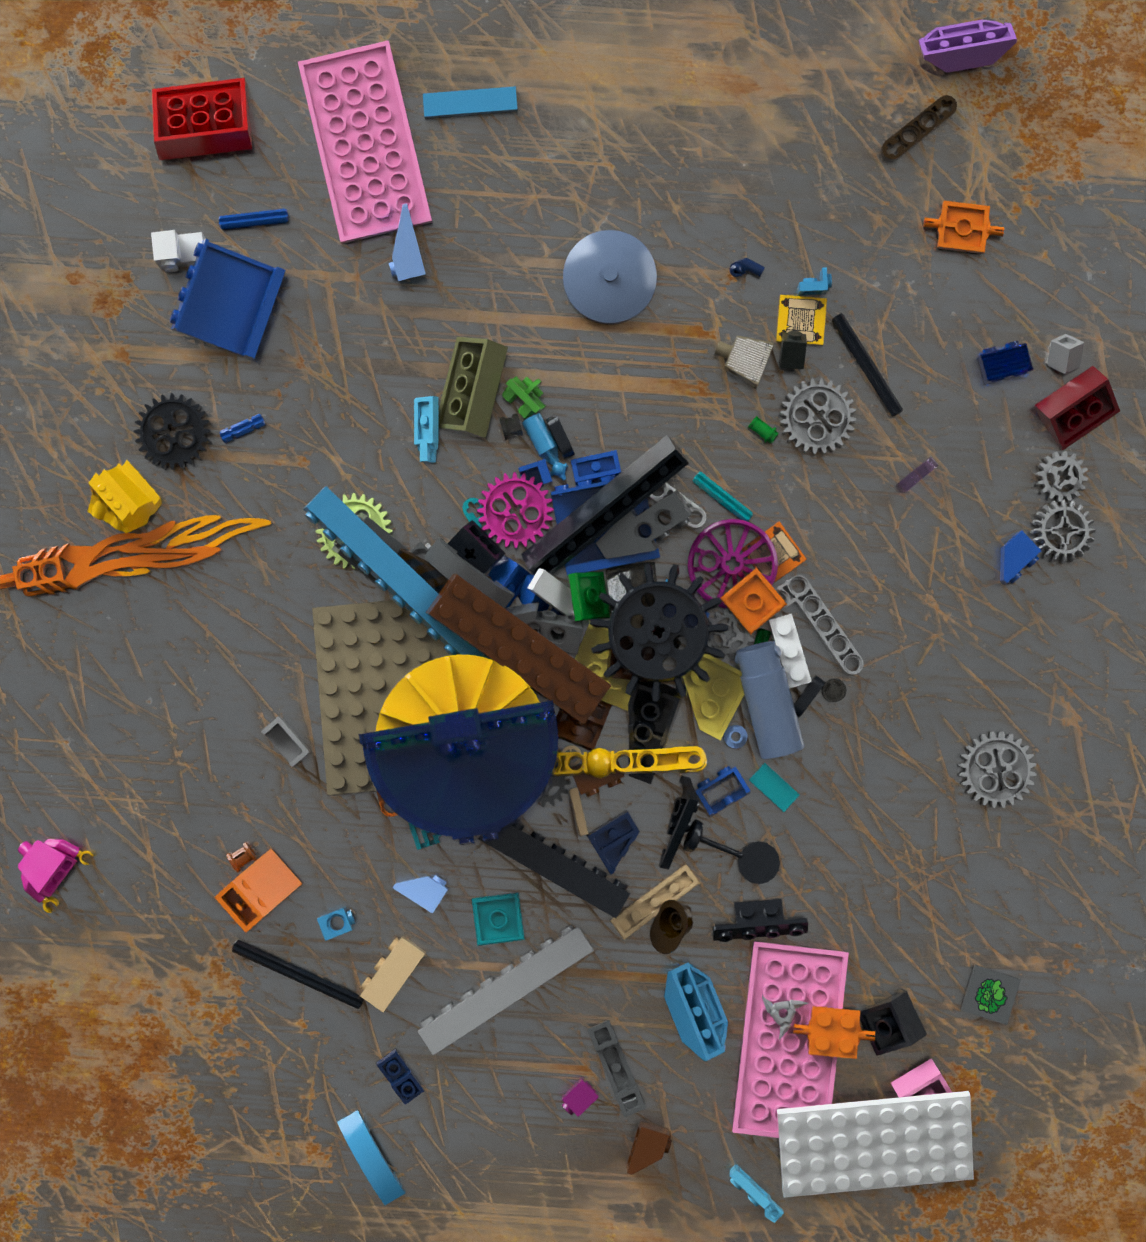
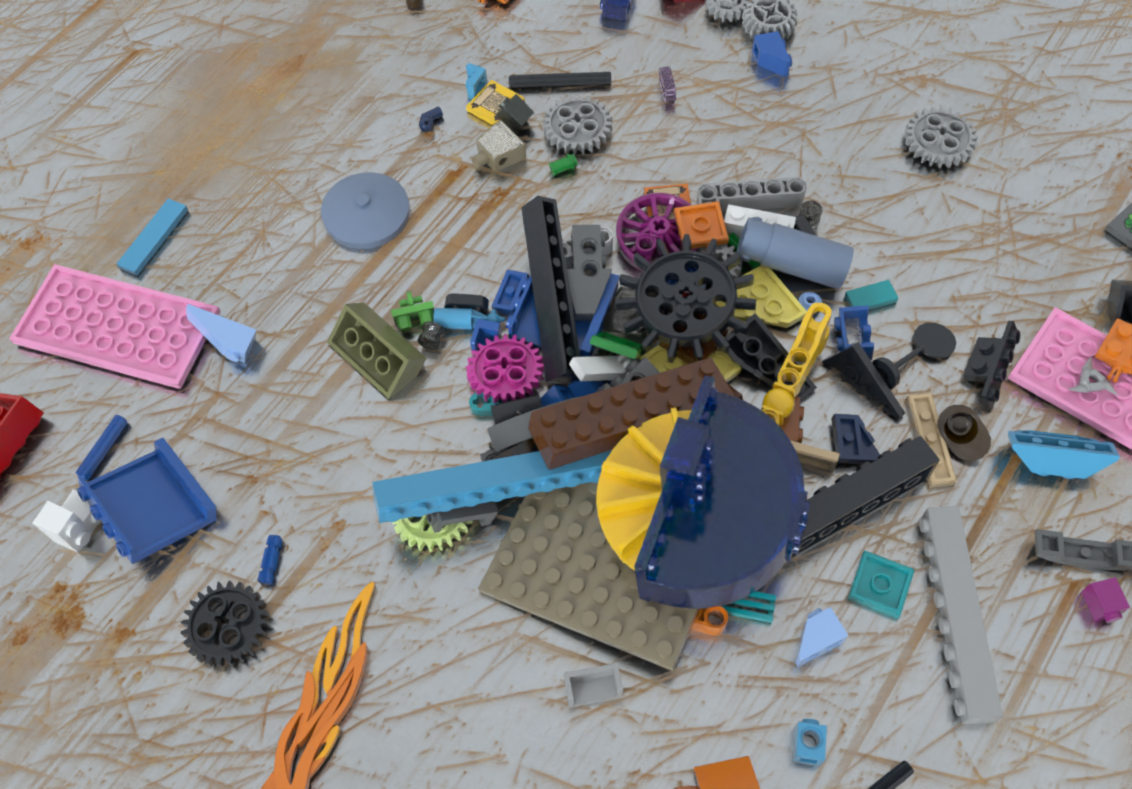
camera: 55 degrees left, 25 degrees down
(122, 498) = (247, 704): yellow slope -> none
(391, 973) = (891, 714): tan brick -> none
(400, 1076) = (1008, 770): dark blue slope -> none
(426, 427) = (383, 401): medium azure hinge -> none
(722, 497) = (597, 216): teal axle -> none

